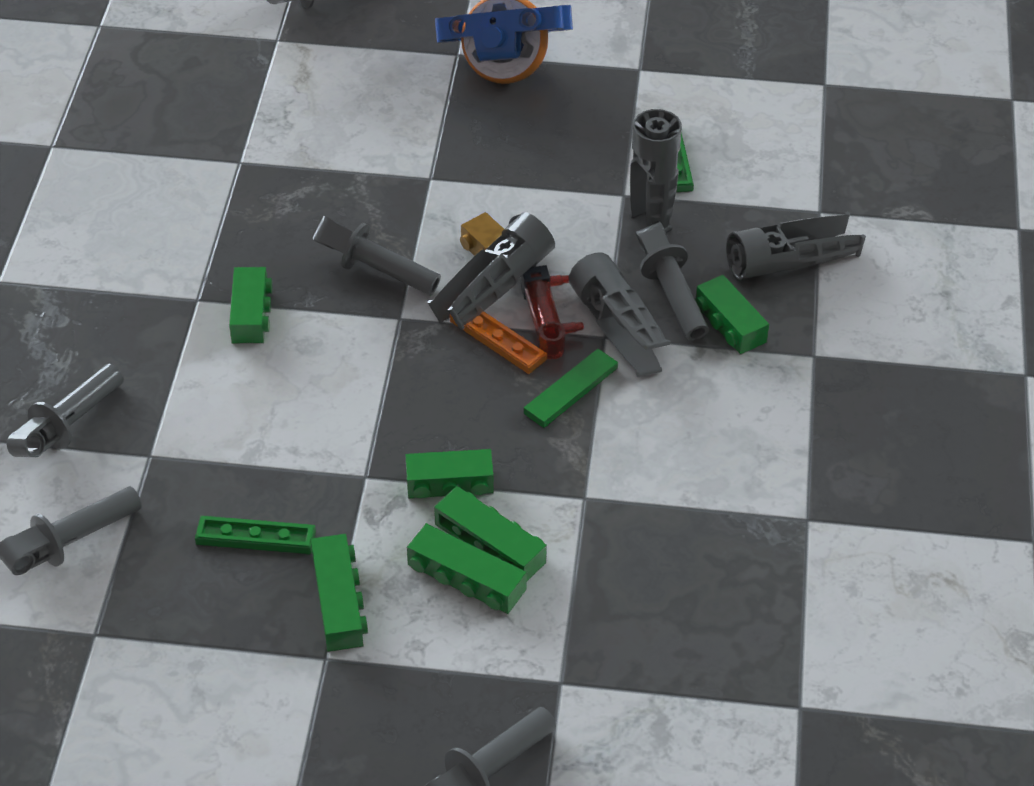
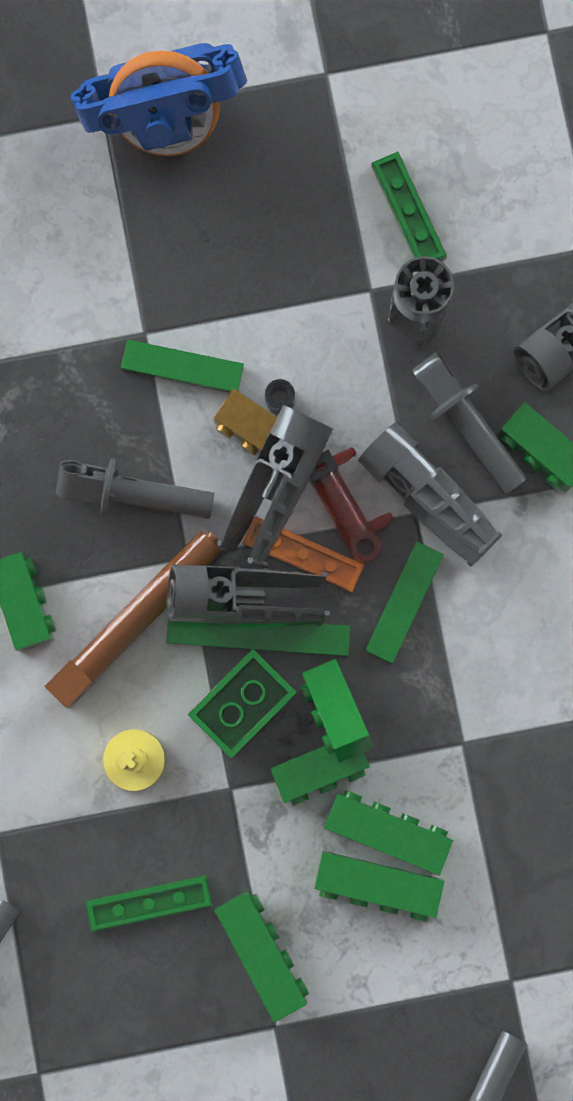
camera: 15 degrees left, 35 degrees up
(268, 363) = (127, 626): none -> dark orange brick
(291, 429) = (134, 760): none -> light yellow piece
(401, 409) = (242, 703): none -> green brick
(437, 332) = (192, 595): none -> dark grey piece
(437, 378) = (278, 637): none -> green tile
(447, 199) = (182, 366): none -> green tile
(479, 428) = (336, 711): none -> green brick

